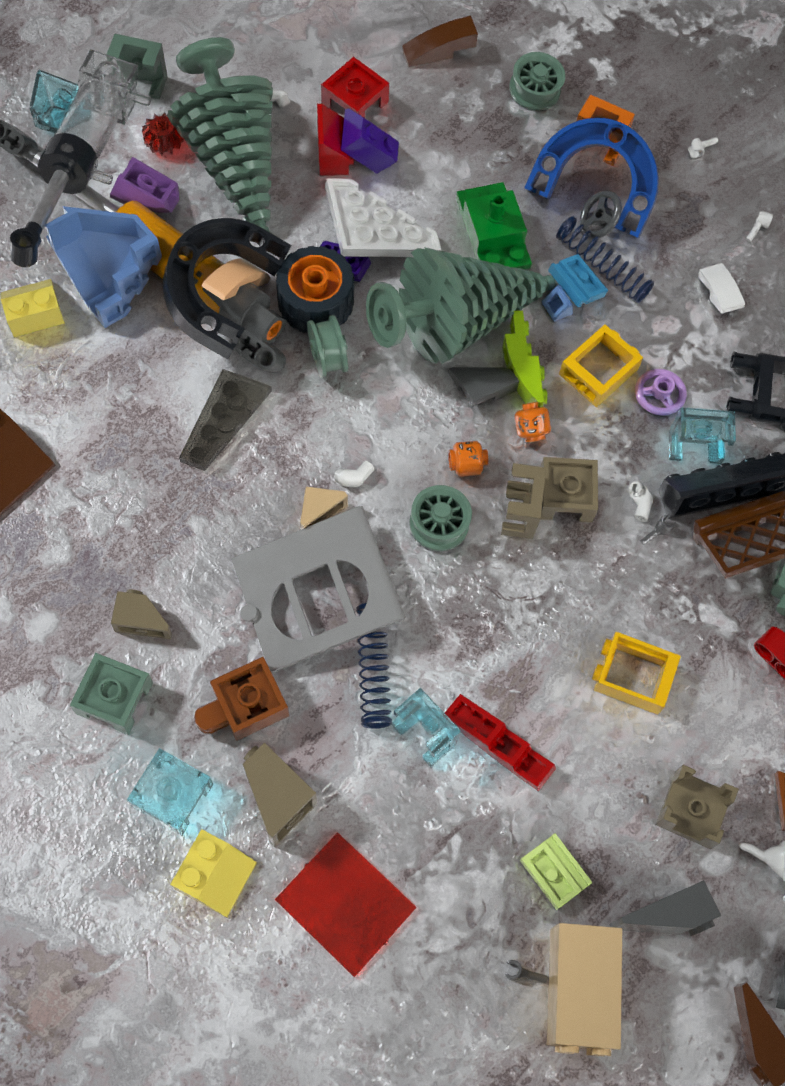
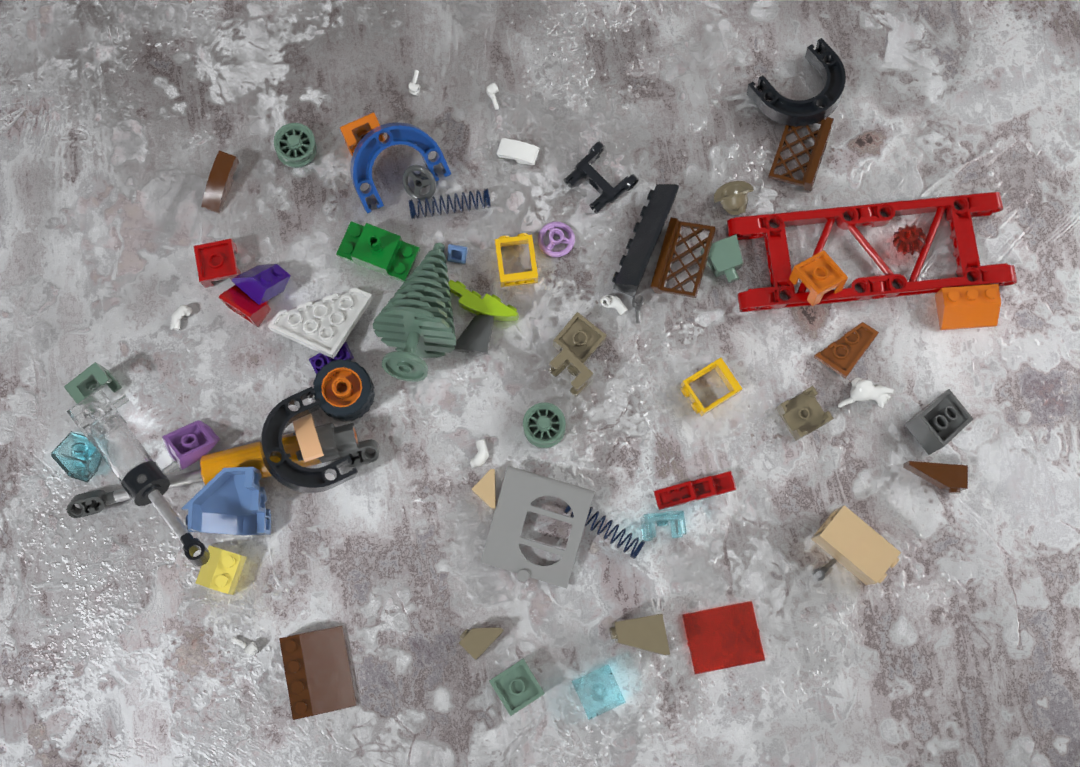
camera: 50 degrees left, 10 degrees up
(161, 135) = (149, 401): clear red gear -> none
(213, 873) = (659, 698): light yellow slope -> none
(224, 414) = (384, 501): clear smoke wing -> none
(228, 127) = (184, 360): sand green plant -> none
(244, 701) = (575, 616): dark orange brick -> none
(328, 346) = (389, 411): sand green wheel -> none
(467, 458) = (519, 382): orange head -> none
(532, 422) = (524, 328): orange head -> none
(556, 871) = (785, 513): yellowish green plate -> none
(577, 280) = (451, 230): dark azure plate -> none
(681, 912) = (851, 467): dark grey slope -> none
(702, 427) = (607, 230): clear light blue panel -> none

